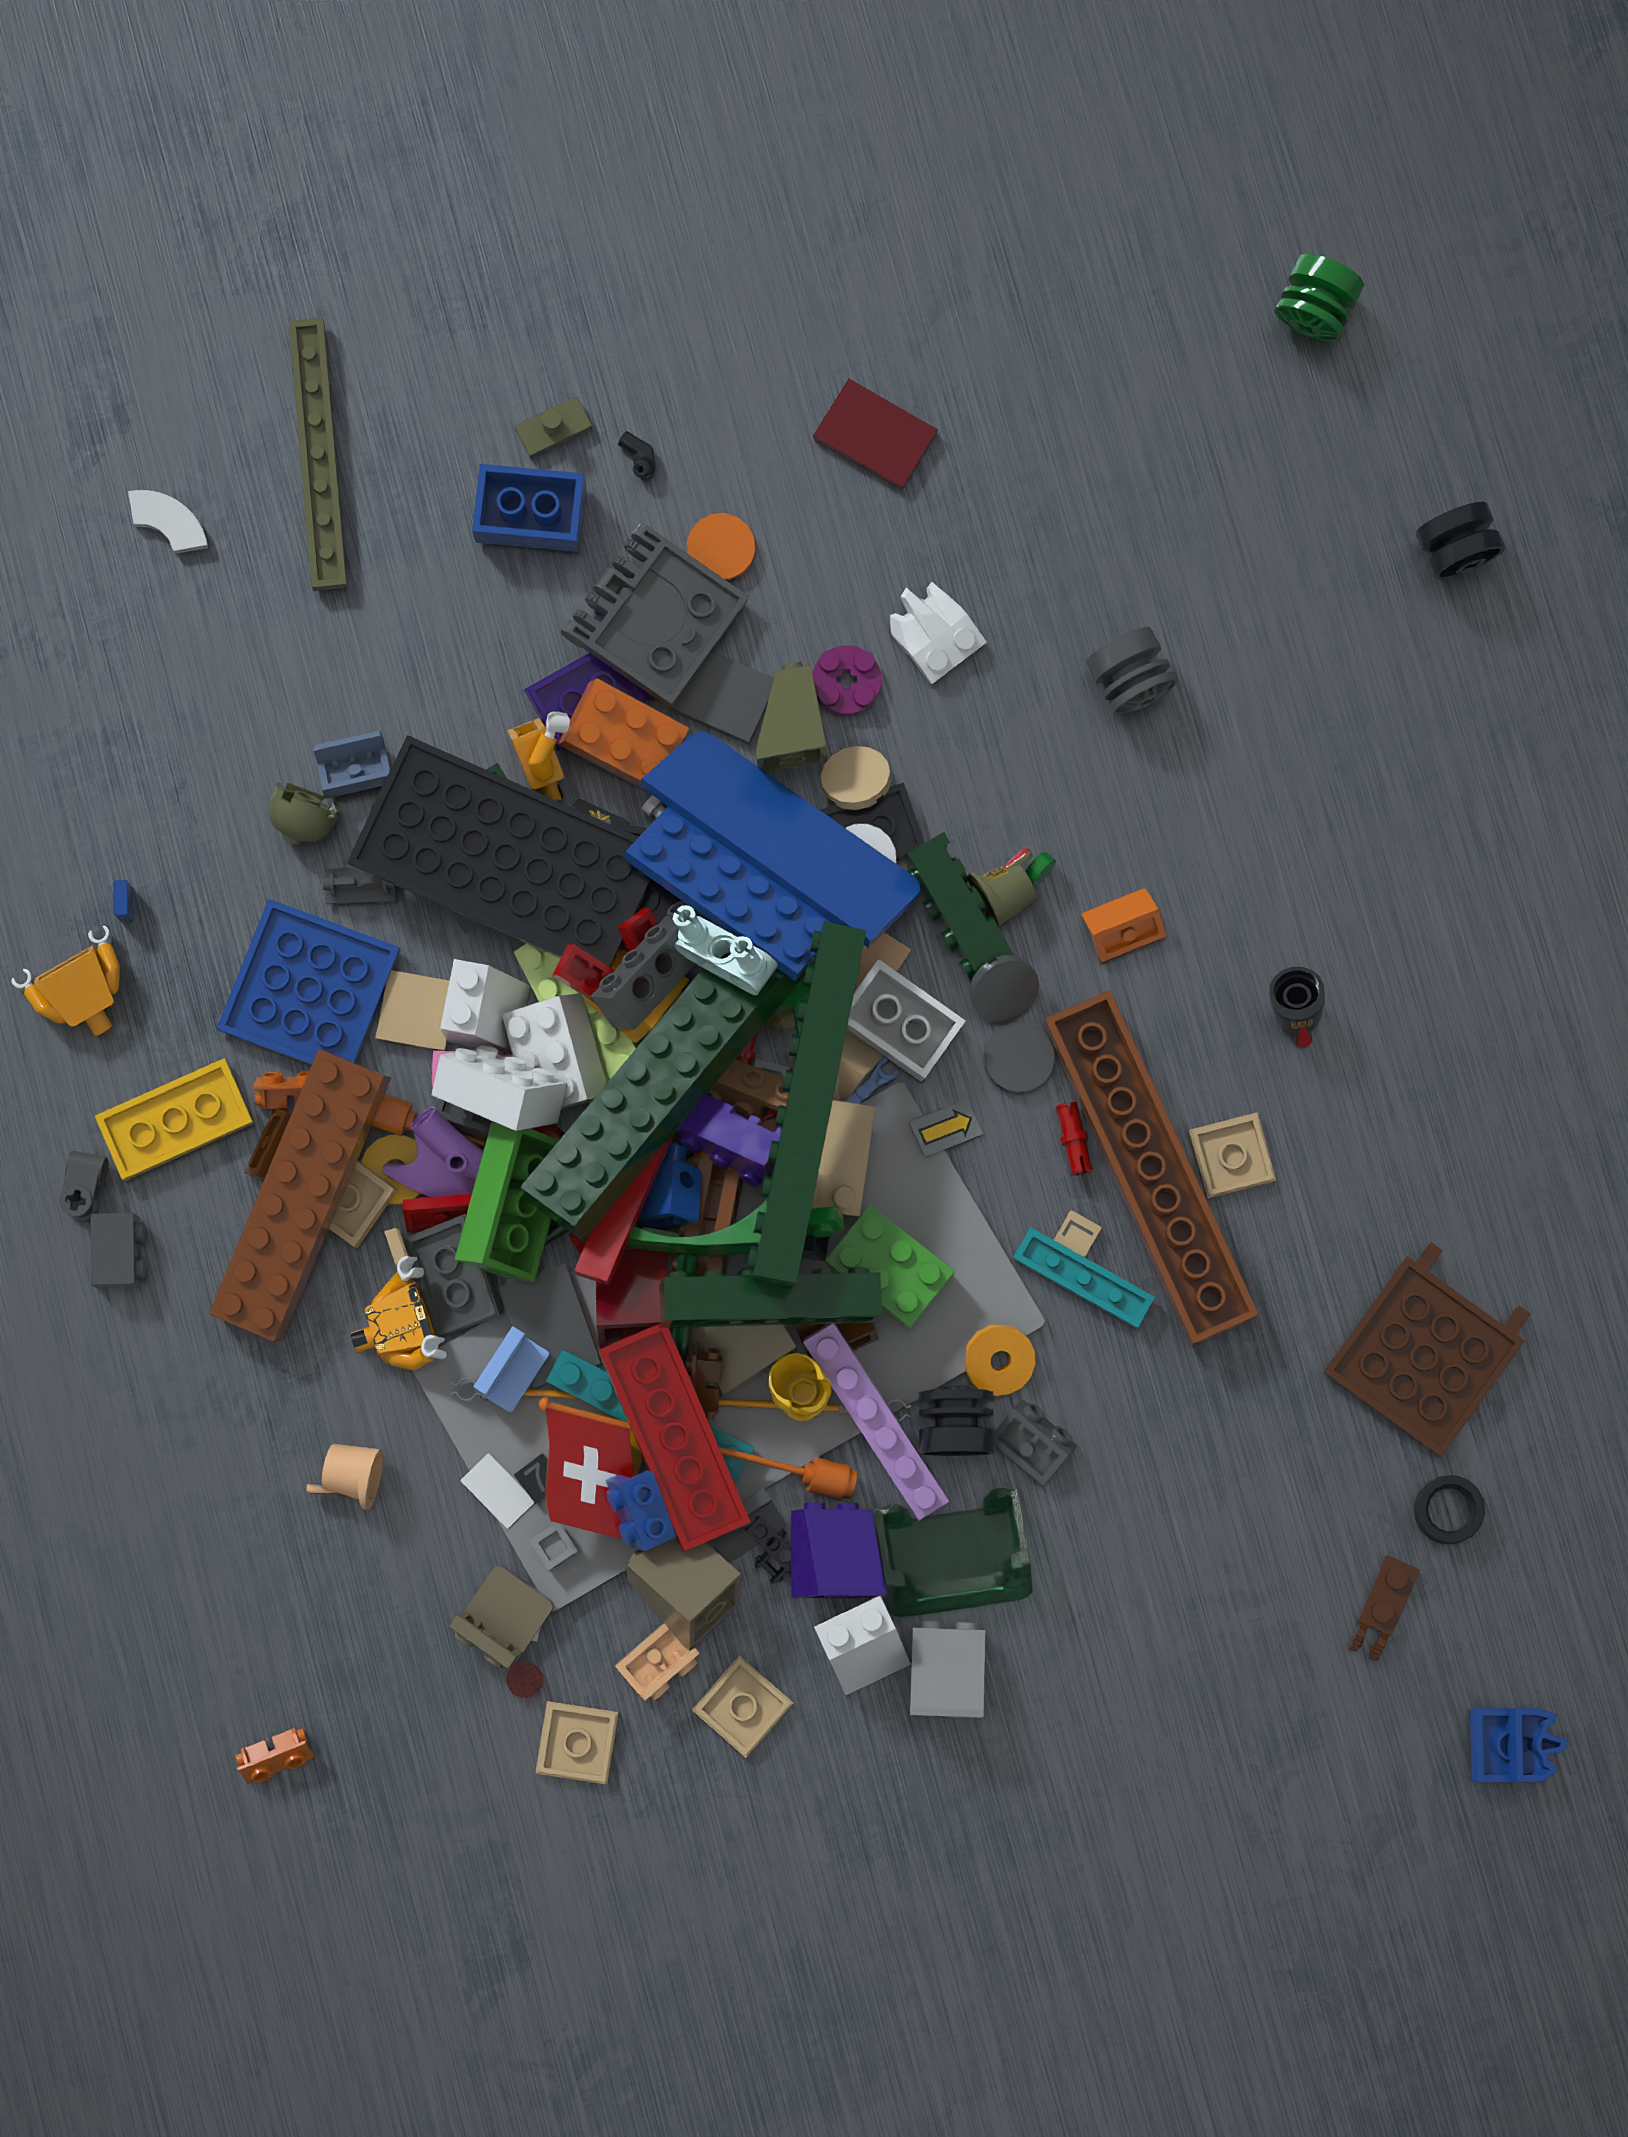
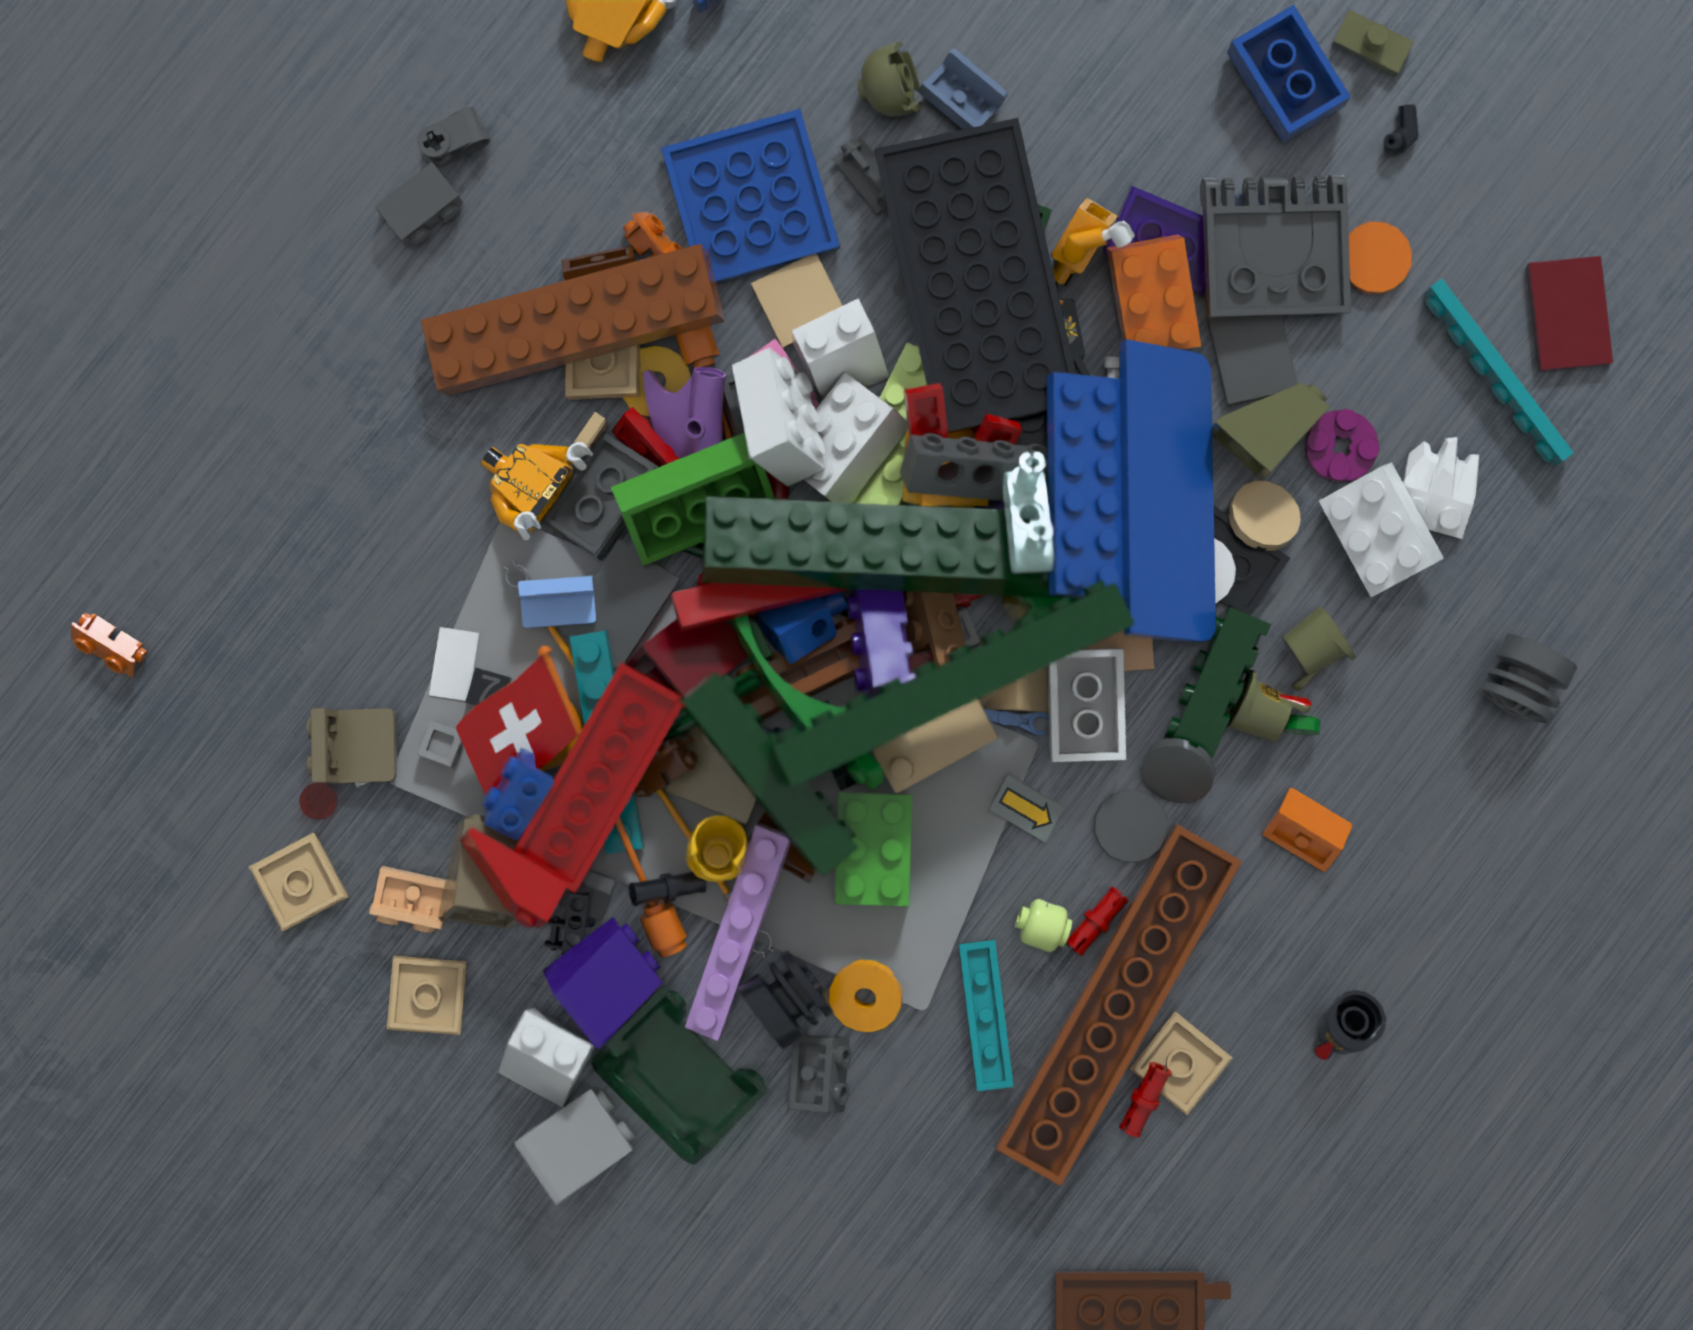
camera: 45 degrees right, 5 degrees up
(174, 1119) = (561, 170): yellow plate -> none
(352, 1473) = (379, 534): light nougat hat -> none
(708, 1559) = (518, 883): none -> red slope
(799, 1451) = (666, 888): none -> black pin
(893, 521) = (1506, 385): none -> teal plate
(933, 697) = (1381, 529): none -> white brick
(985, 812) = (1315, 645): none -> olive hat
(1047, 1180) = (1043, 925): none -> yellowish green head
(1077, 1233) = (1019, 982): tan tile -> none
(1240, 1202) = (1145, 1099): none -> red pin

